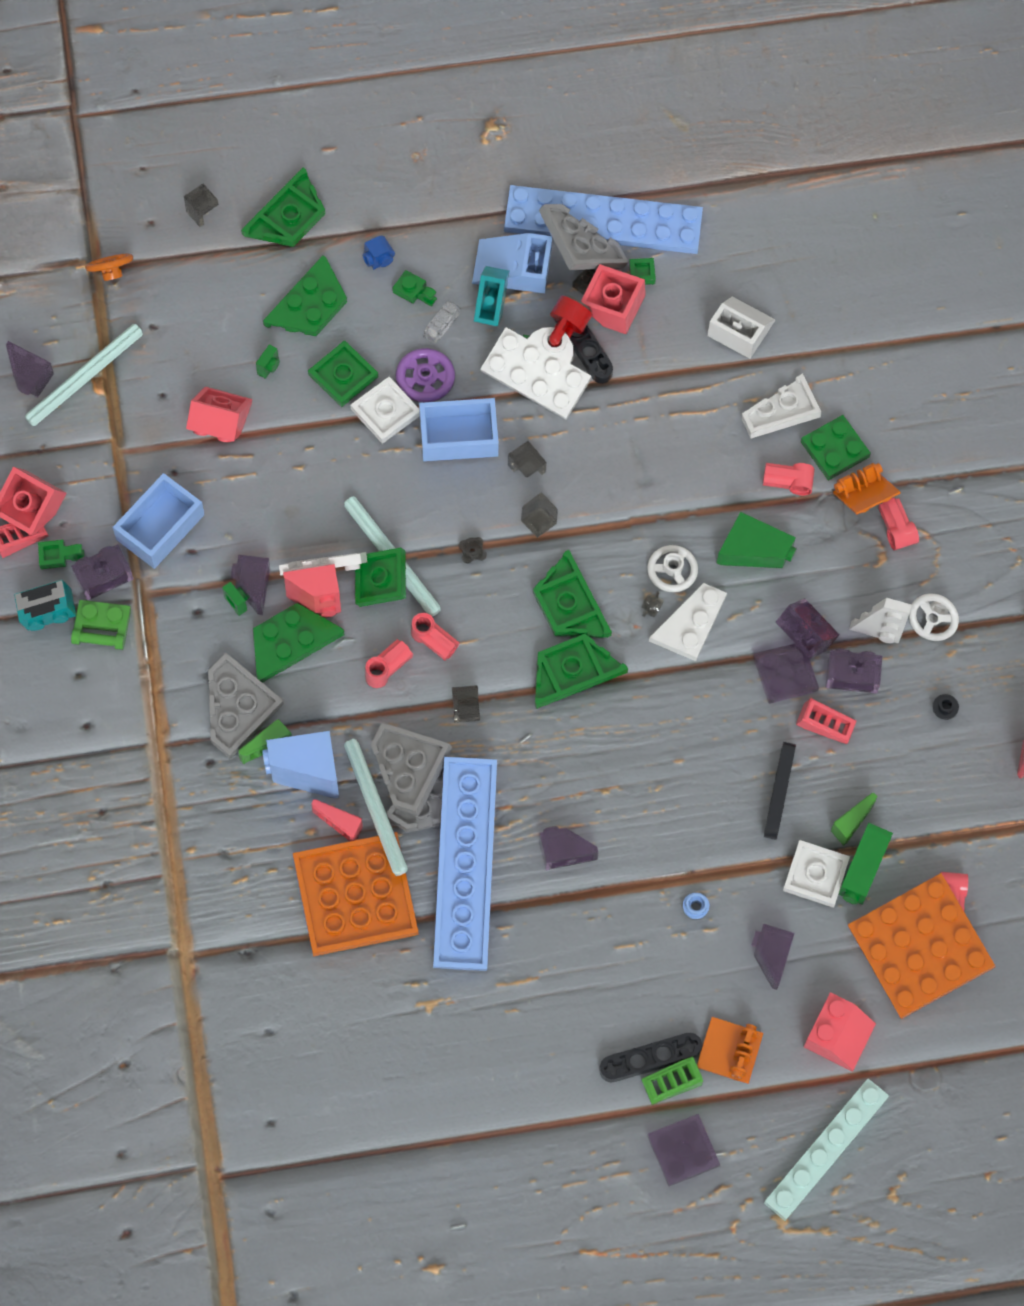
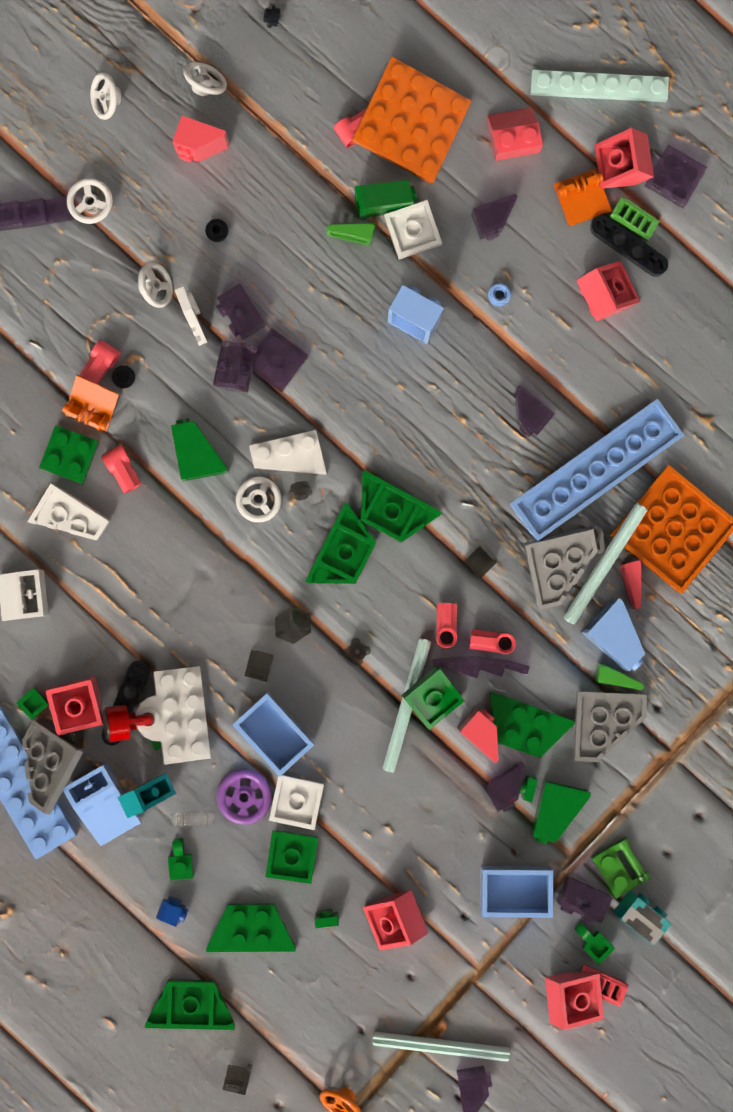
camera: 135 degrees left, 20 degrees up
(198, 607) = (556, 810): none -> green slope
(350, 561) = (463, 751): white wing -> none
(380, 632) = (473, 664): none -> clear purple slope
(622, 1004) = (608, 290): none -> coral slope
(734, 804) = (415, 313): none -> light blue piece
(735, 1111) = (624, 159): none -> coral slope
(779, 790) = (370, 298): black beam -> none
(822, 729) = (298, 319): coral slope -> none
(870, 537) = (123, 377): none -> black plate

